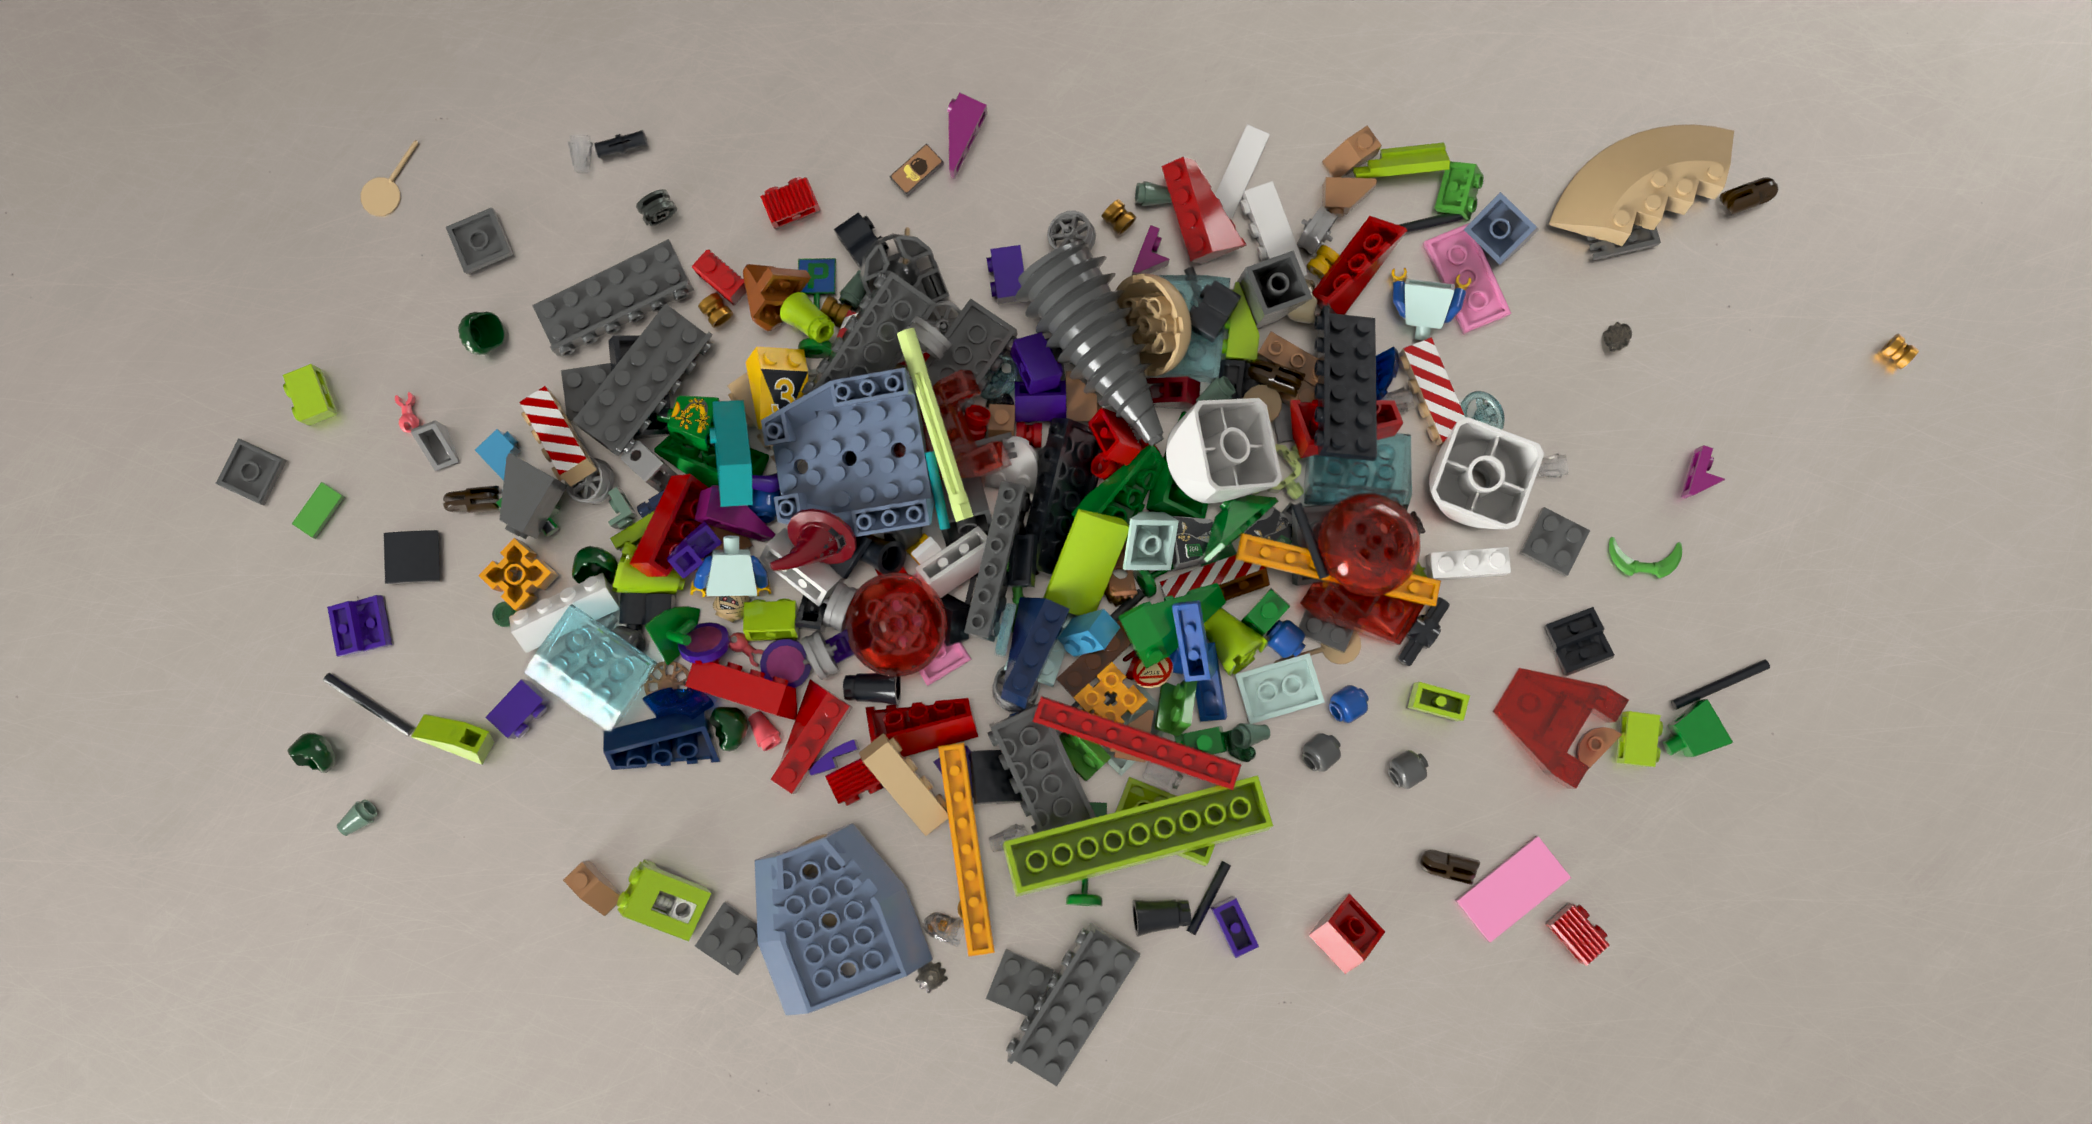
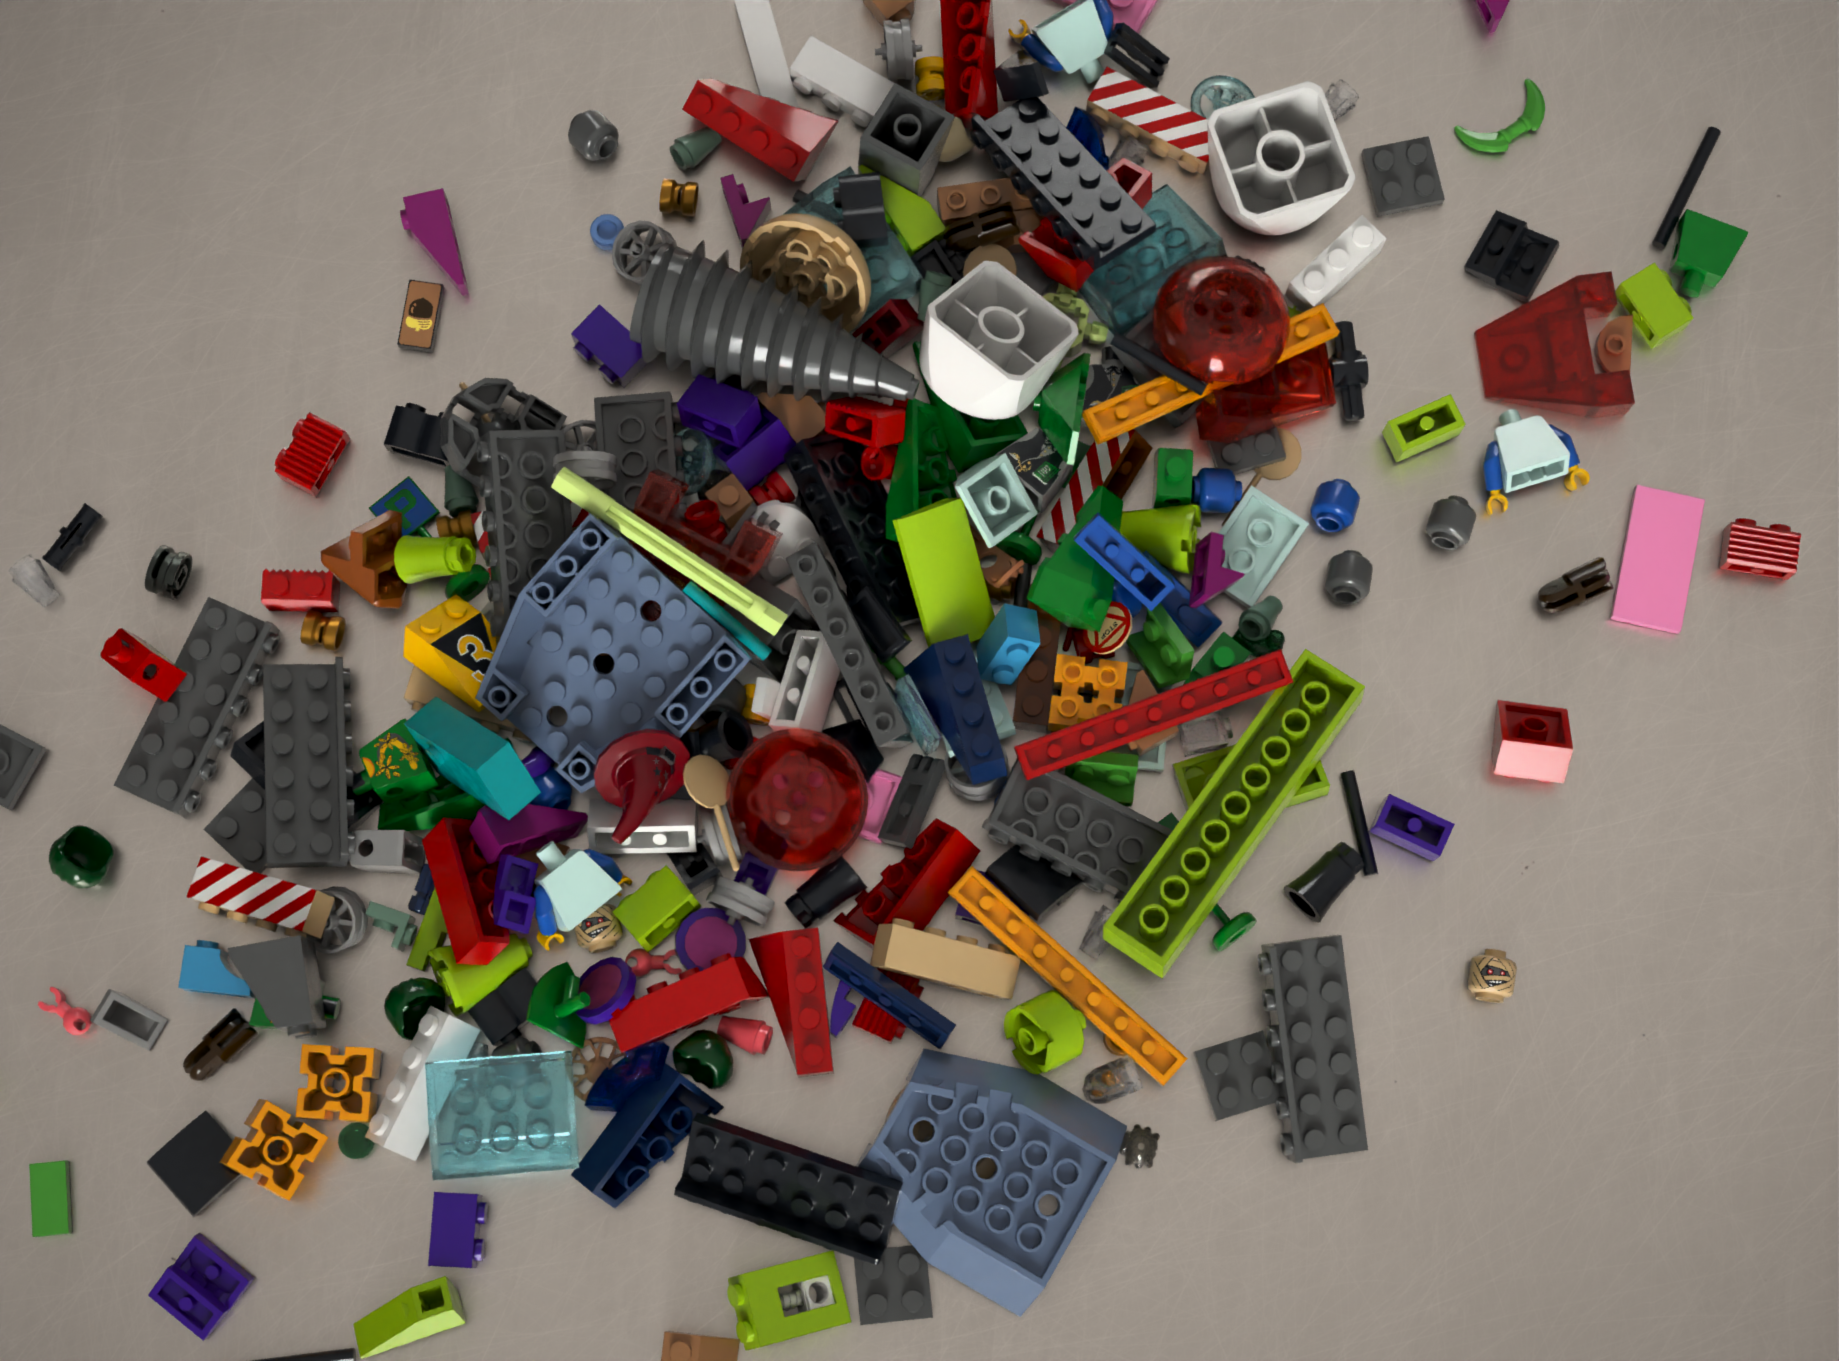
camera: 45 degrees left, 5 degrees down
(446, 598) = (296, 1144): none -> light orange brick
(599, 240) = (132, 655): none -> red torso
(713, 840) = (789, 1189): none -> black bracket
(850, 574) = (707, 785): none -> tan piece
(856, 778) = (889, 995): none -> dark blue tile
(927, 870) = (1045, 1032): none -> lime brick
(963, 676) = (912, 801): none -> dark grey hinge
(1061, 202) = (605, 230): none -> medium blue tile
(1099, 141) = (593, 135): none -> dark grey head
(1210, 1048) = (1492, 976): none -> tan head
(1238, 686) = (1208, 576): none -> magenta slope
(1373, 303) = (1020, 77): none -> black slope
(1461, 360) = (1145, 48): none -> black tile
(1486, 766) = (1528, 454): none -> light aqua torso

